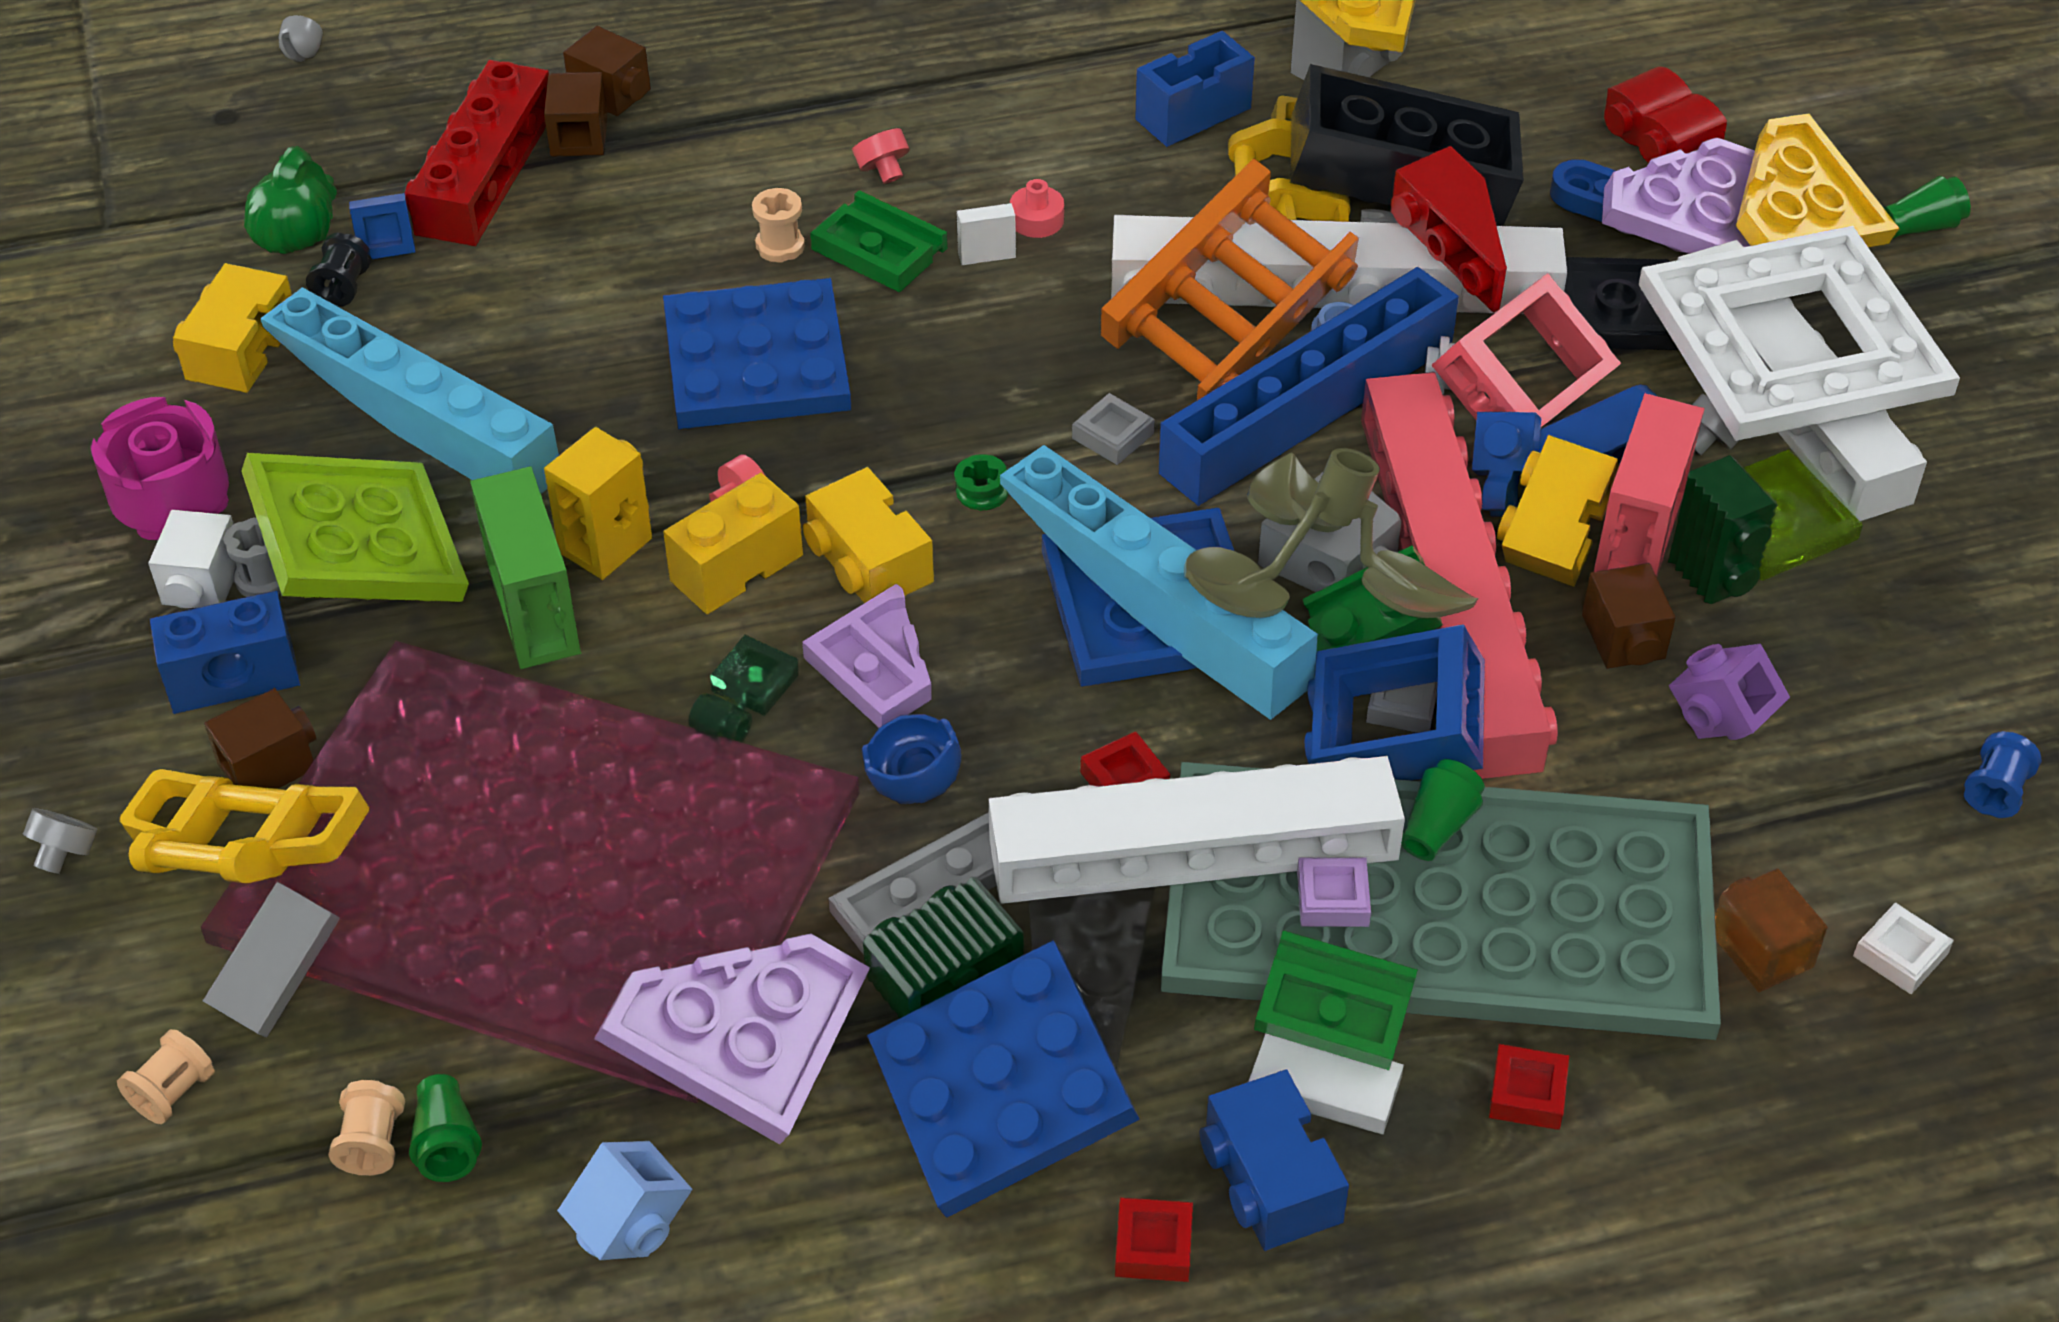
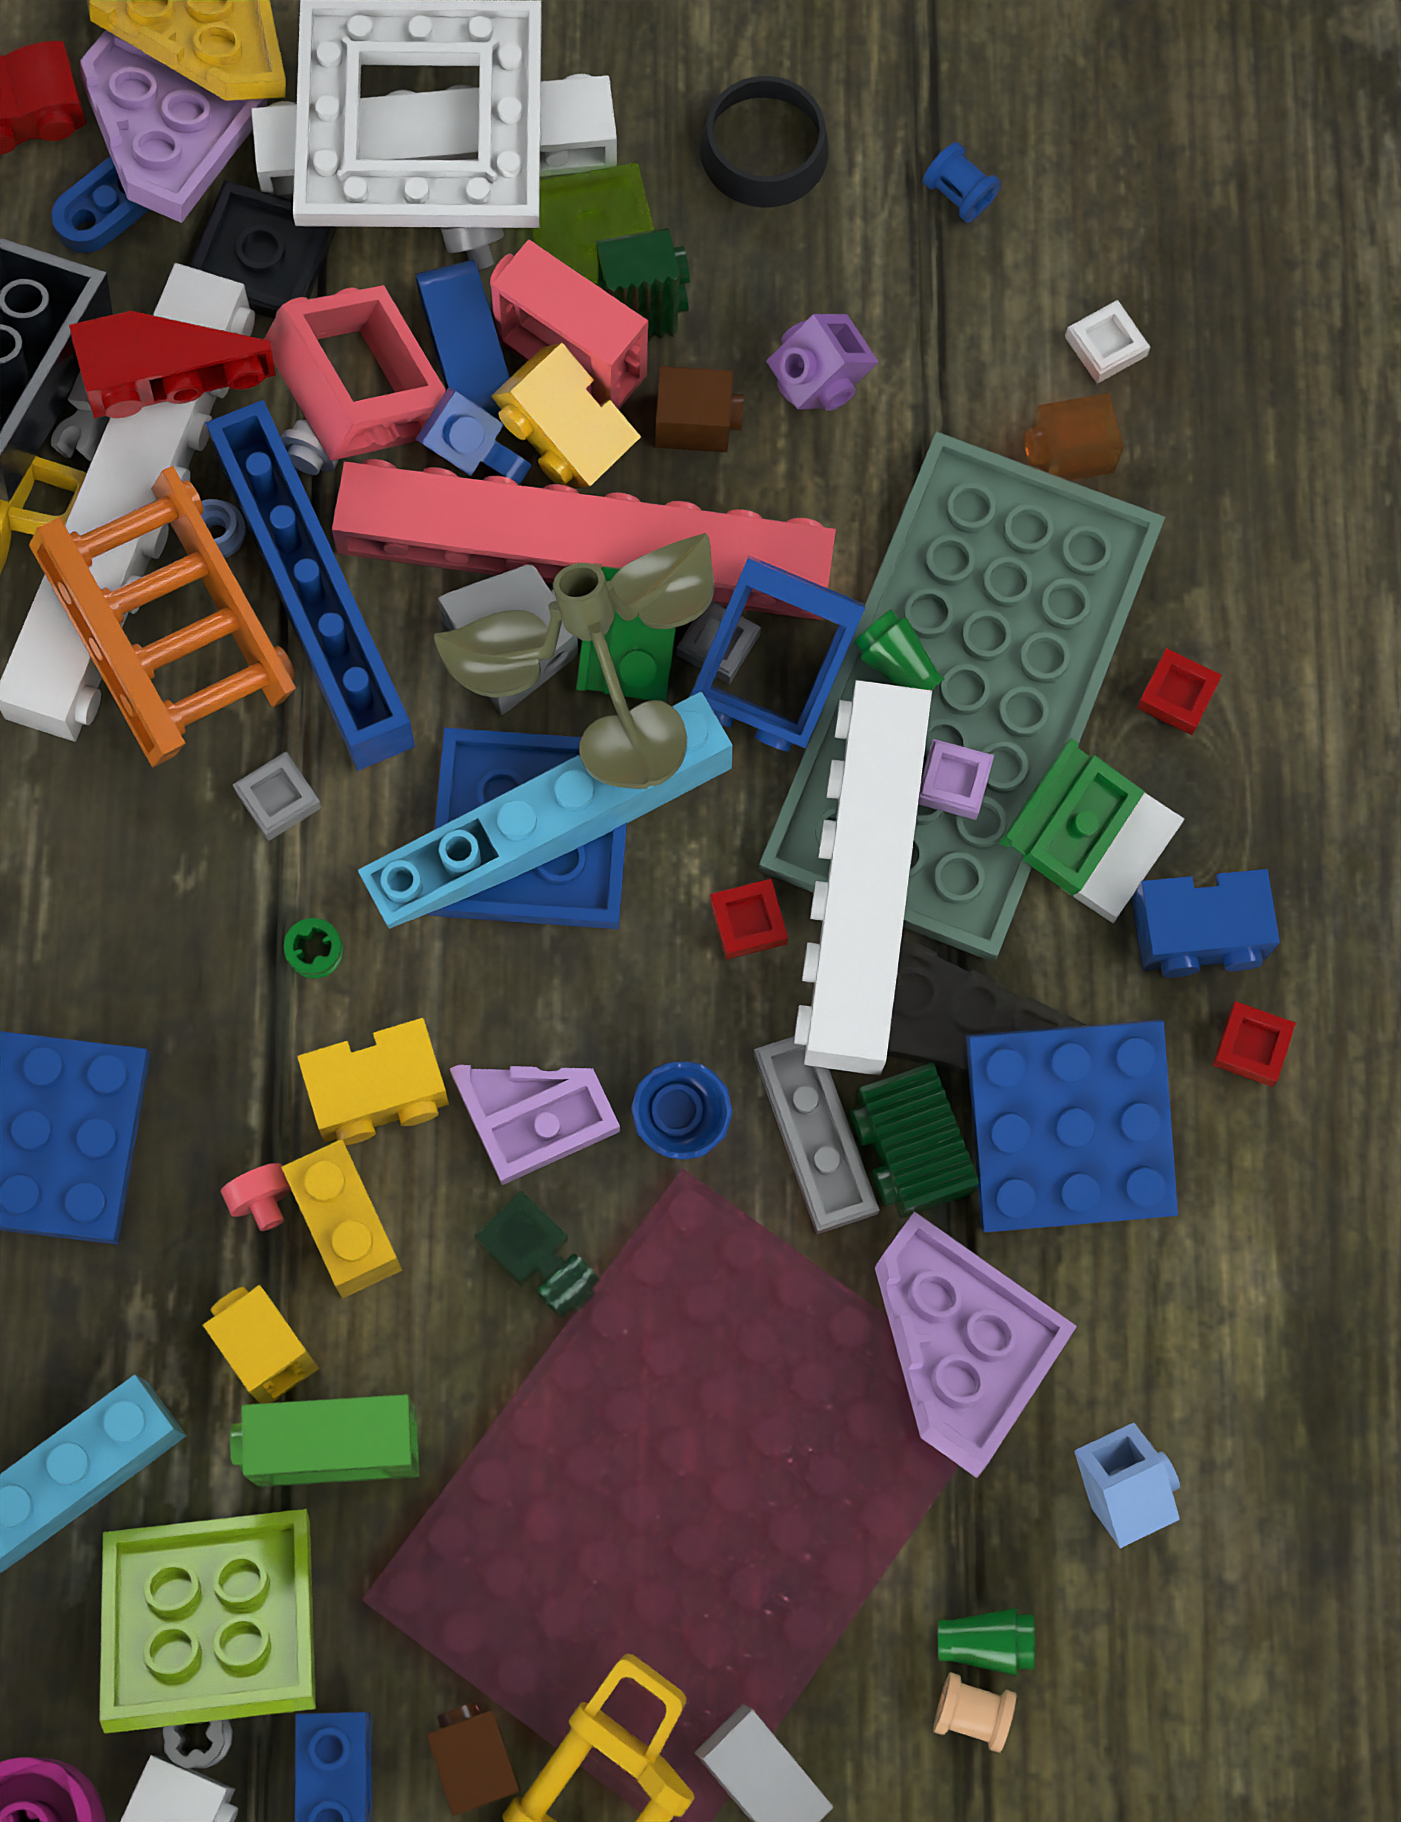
camera: 80 degrees left, 25 degrees up
(1935, 653) = (755, 189): none -> black tyre

